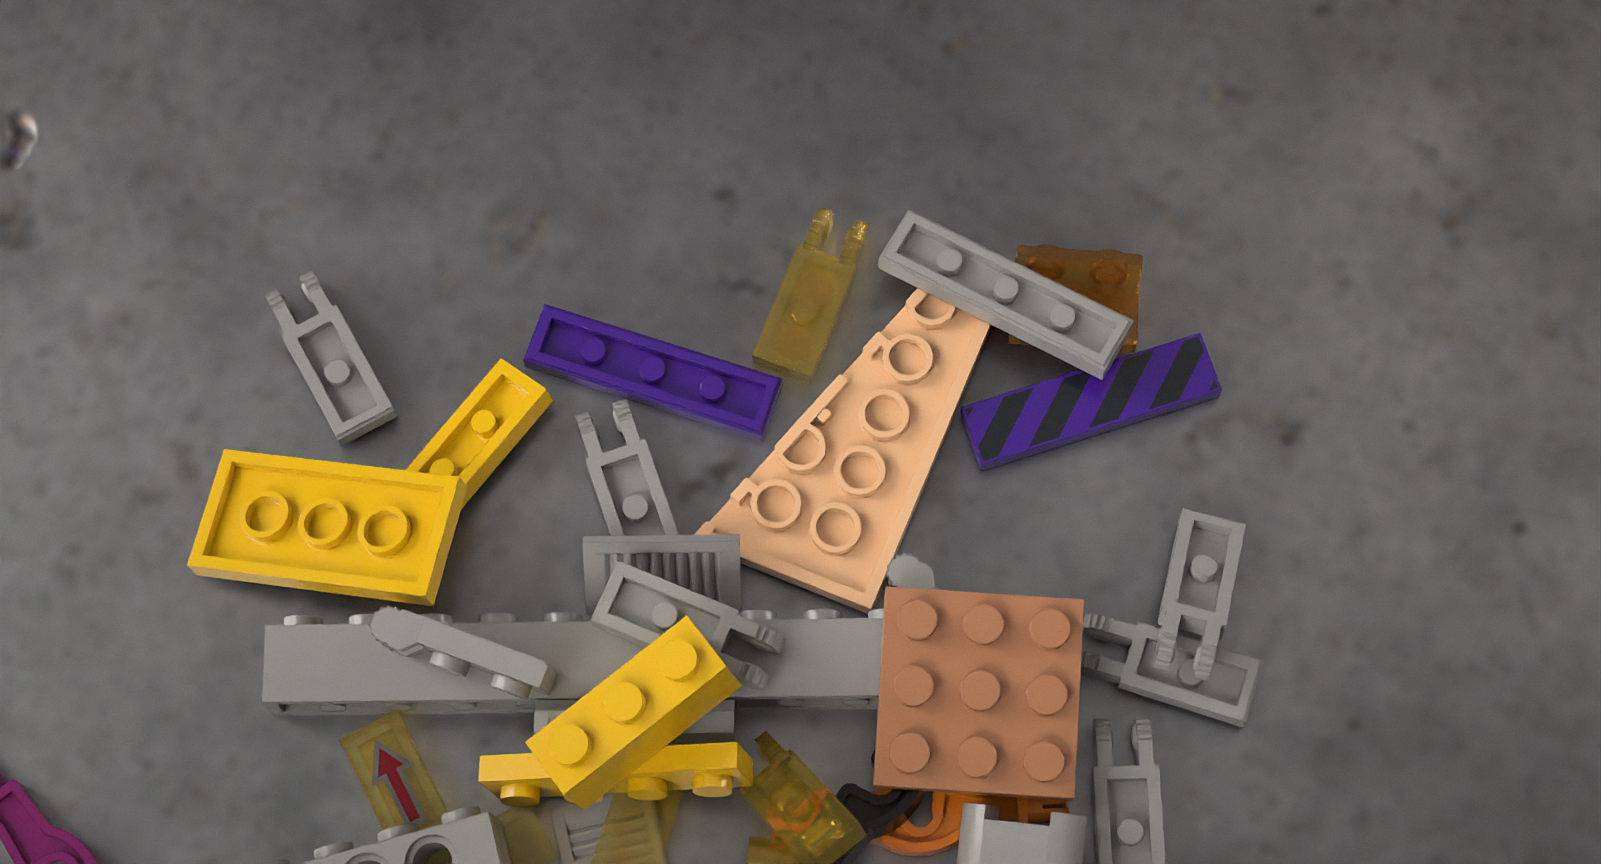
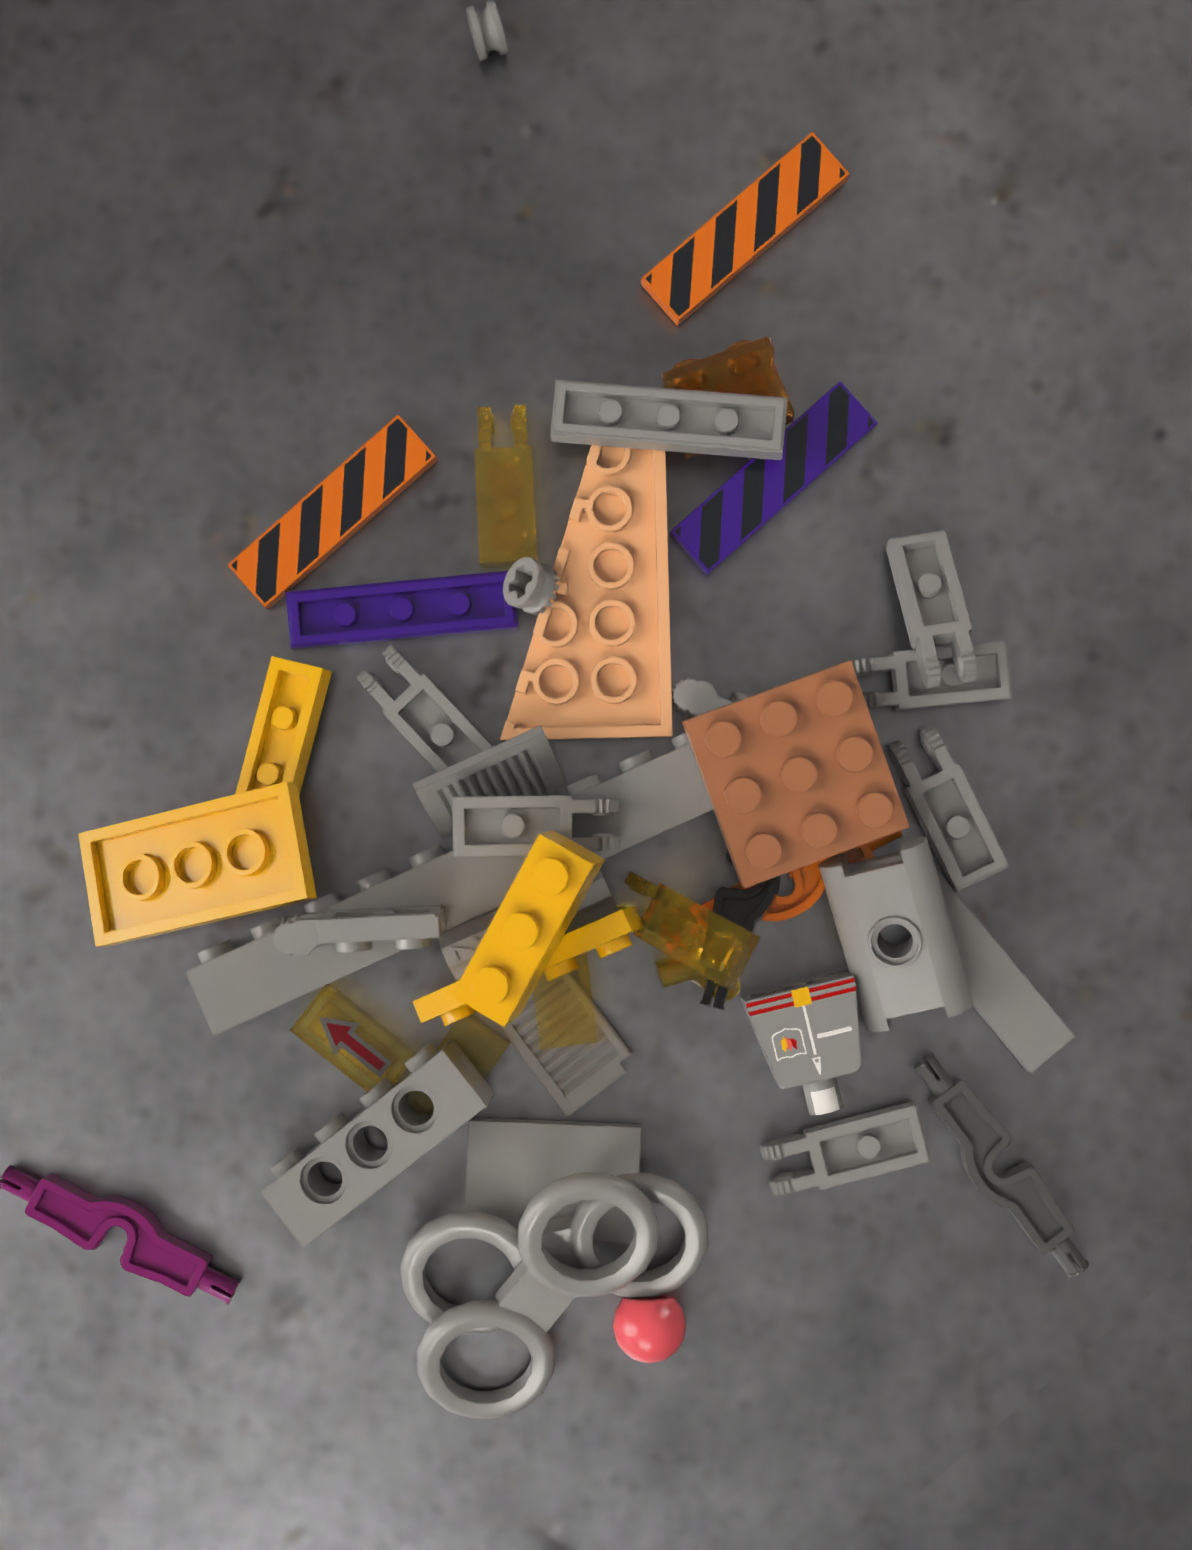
camera: 25 degrees left, 15 degrees up
(333, 364) = (132, 720): light grey hinge -> none
(628, 248) = (332, 512): none -> tile
(792, 397) = (530, 585): none -> light grey bush
(1167, 149) = (744, 228): none -> tile

